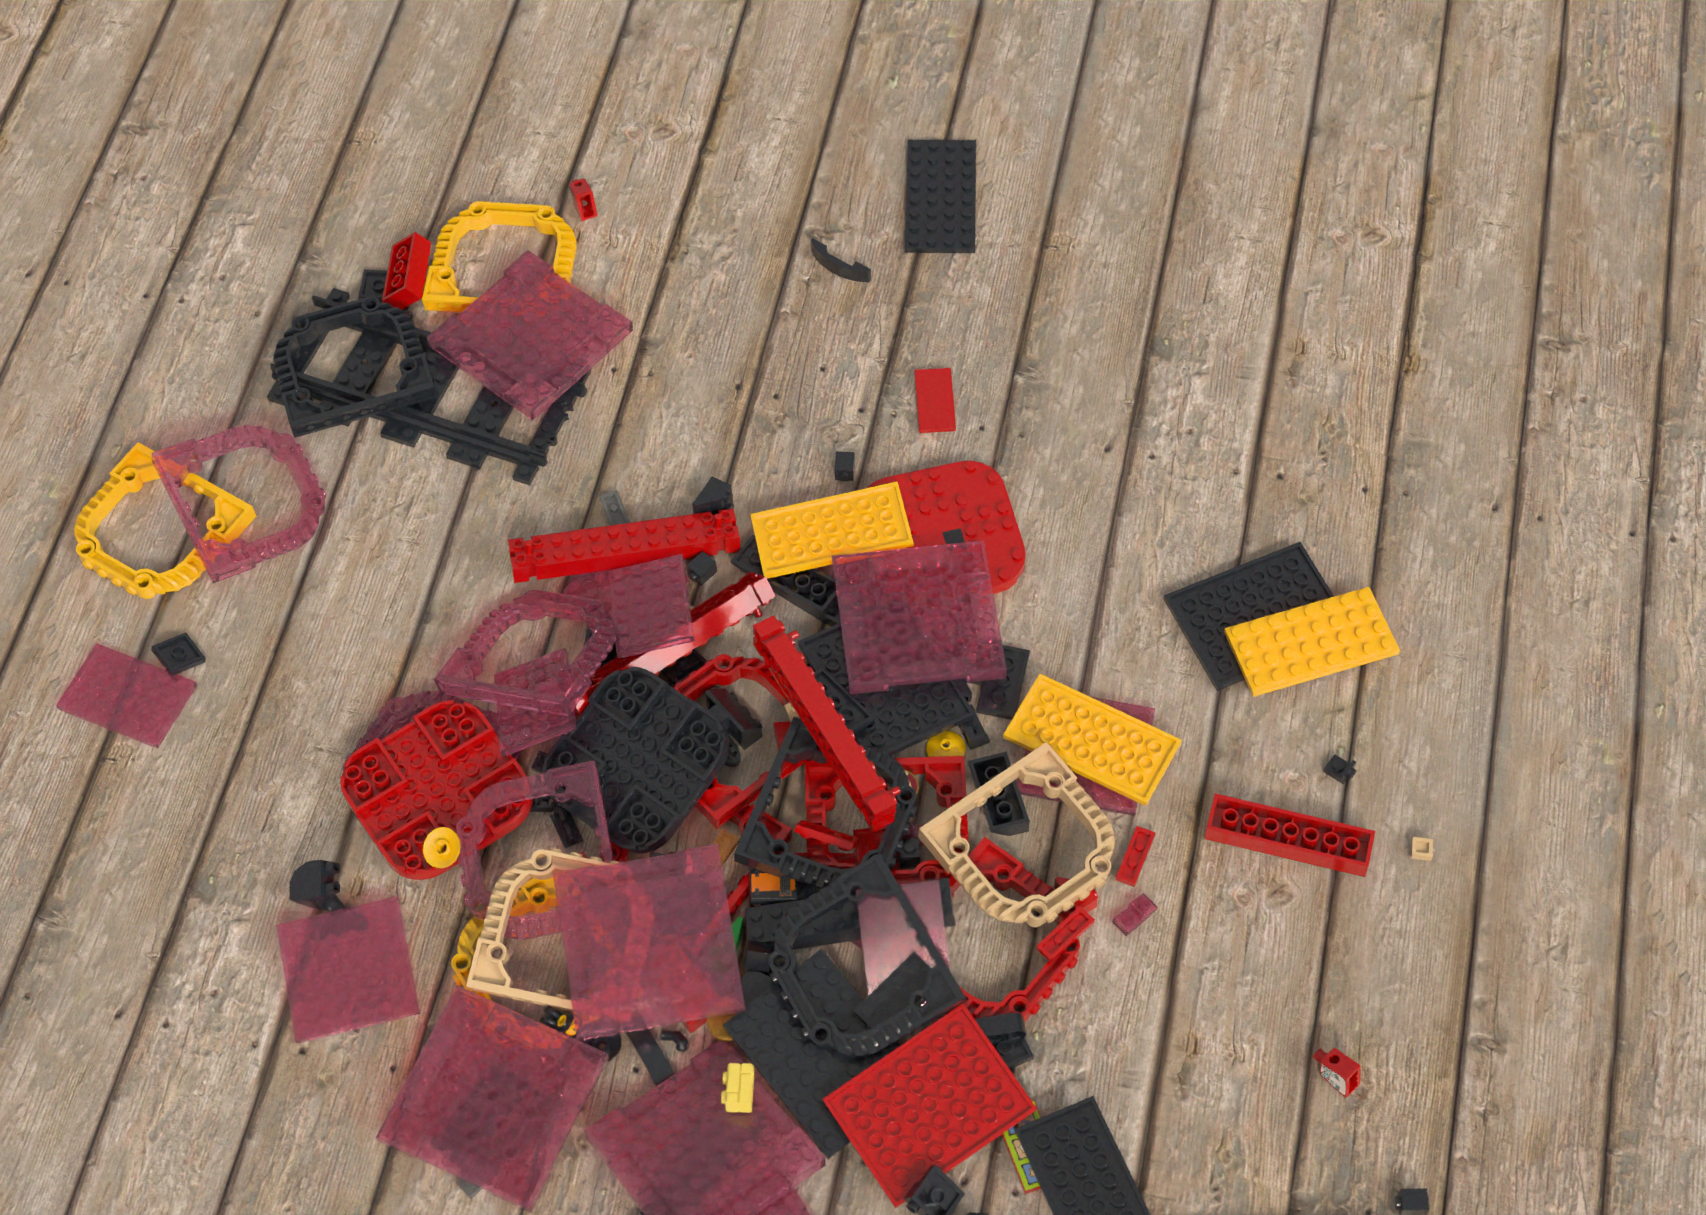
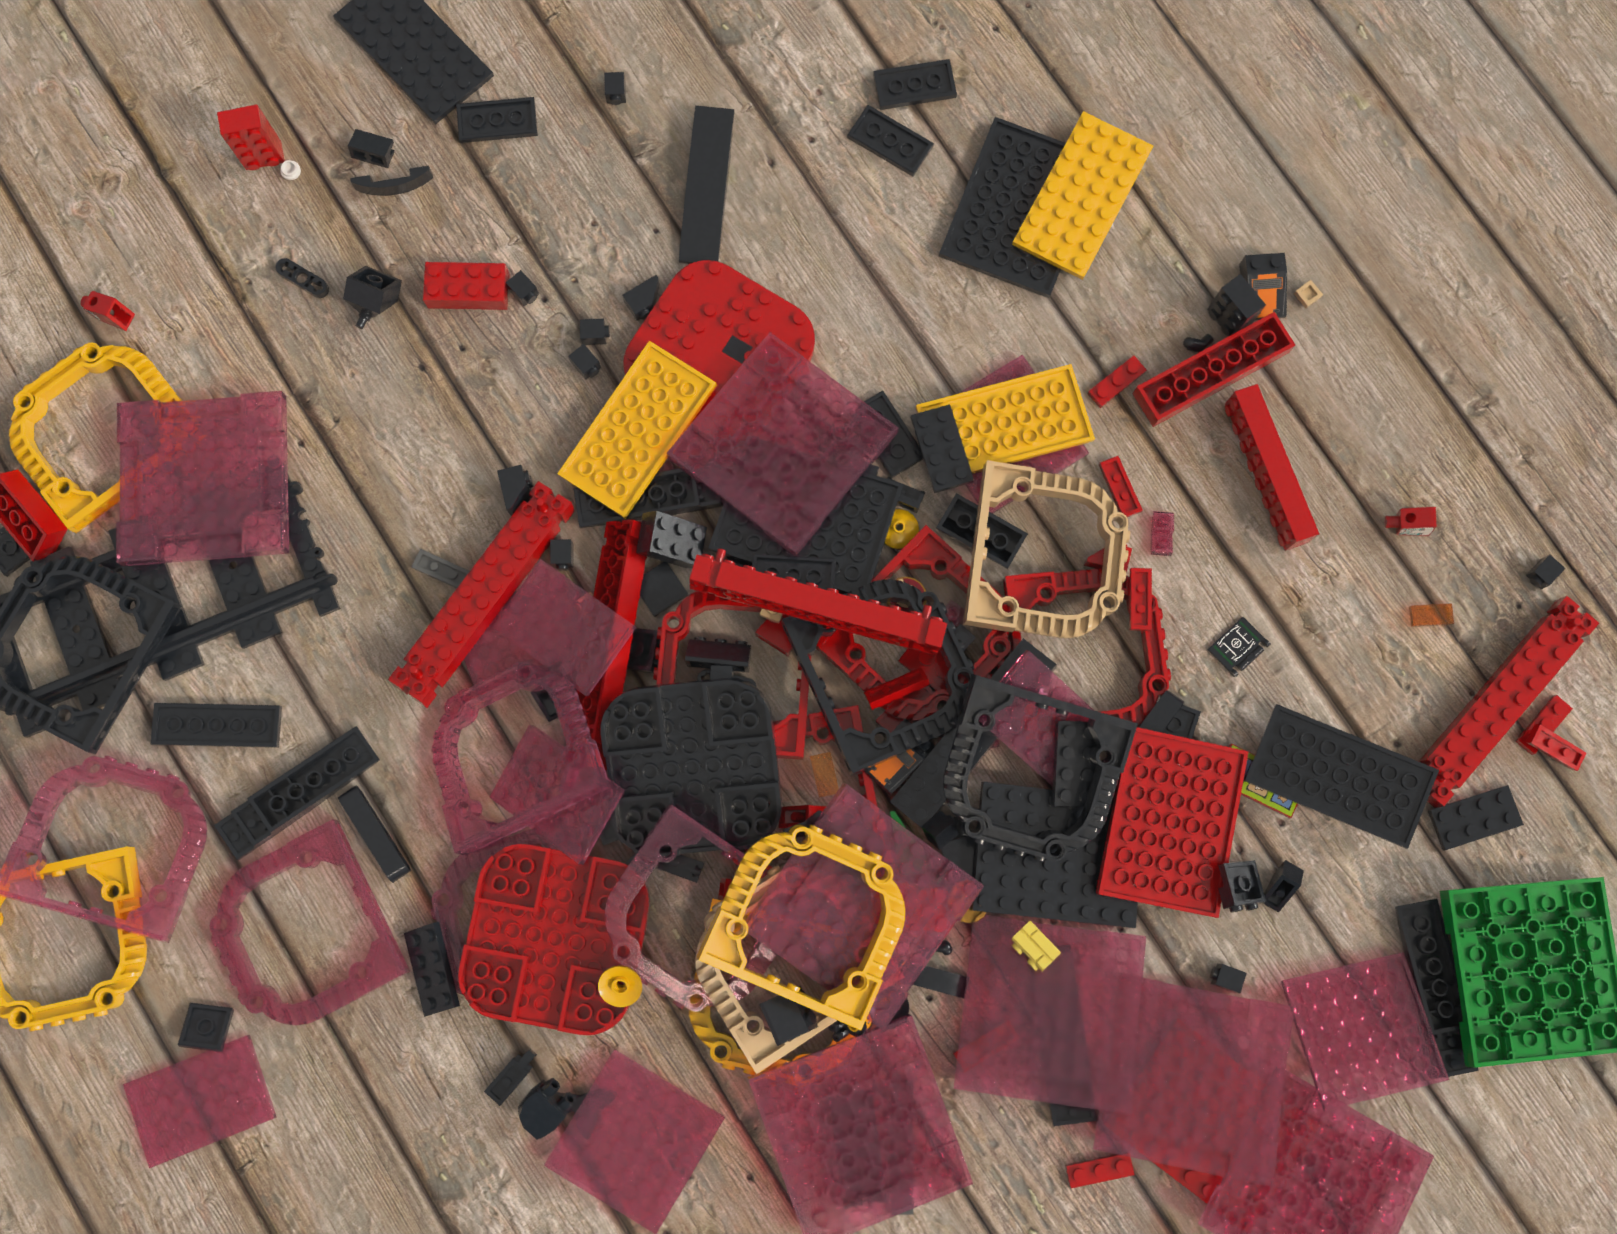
camera: 50 degrees left, 20 degrees up
(317, 852) = (510, 1077): none -> black hinge
(320, 712) = (382, 963): none -> clear pink arch
(343, 742) = (431, 969): none -> black plate
(381, 486) = (216, 725): none -> black plate
(382, 567) = (296, 793): none -> black slope
(400, 633) = (374, 834): none -> black beam
(524, 962) = (787, 1018): none -> black slope
(526, 869) = (846, 1002): none -> yellow arch
(718, 281) = (297, 270): none -> black beam
(739, 642) = (661, 589): none -> black tile
(751, 314) = (371, 293): none -> black piece
(774, 164) = (251, 137): none -> red brick
(780, 602) = (670, 539): none -> black brick
(782, 207) = (290, 170): none -> white plate
(817, 359) = (465, 285): none -> red brick
(846, 233) = (371, 148): none -> black hinge
(852, 390) = (522, 288): none -> black brick
(870, 452) = (594, 331): none -> black brick
(926, 457) = (642, 298): none -> black slope
(935, 400) = (596, 238): red tile -> none
(947, 279) = (497, 120): none -> black tile
(1026, 714) = (942, 448): none -> black plate
(1046, 319) = (615, 88): none -> black brick
(1046, 424) = (706, 184): none -> black slope
(1112, 1041) = (1238, 646): none -> black piece
(1208, 499) = (890, 140): none -> black tile
(1208, 785) = (1117, 381): none -> red plate
(1260, 936) = (1271, 468): none -> red brick
(1263, 477) = (914, 84): none -> black plate
(1287, 1153) = (1431, 615): none -> clear orange tile
(1292, 805) = (1197, 345): none -> black arm
(1340, 769) = (1195, 281): black bracket -> none
(1347, 797) = (1235, 306): none -> black brick
(1393, 813) = (1268, 279): none -> black slope

